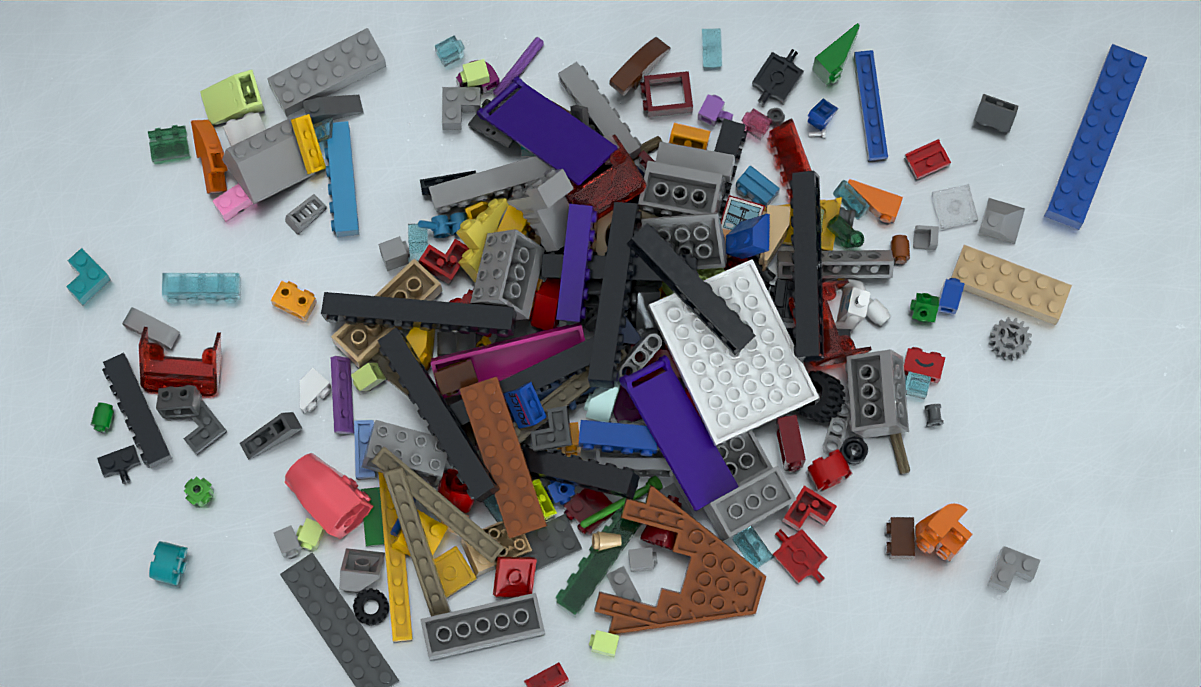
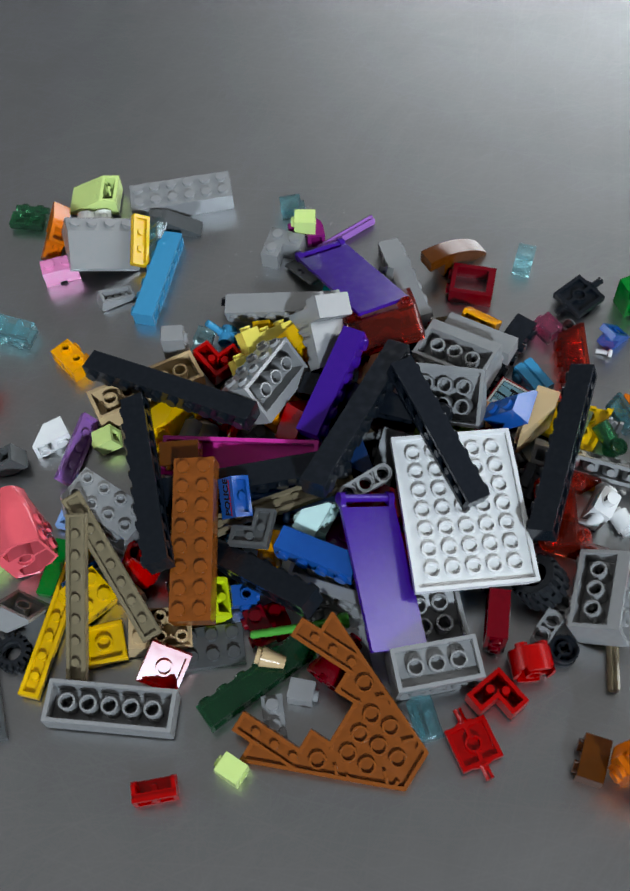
camera: 25 degrees right, 15 degrees down
(713, 110) = (508, 307): medium lavender brick -> none

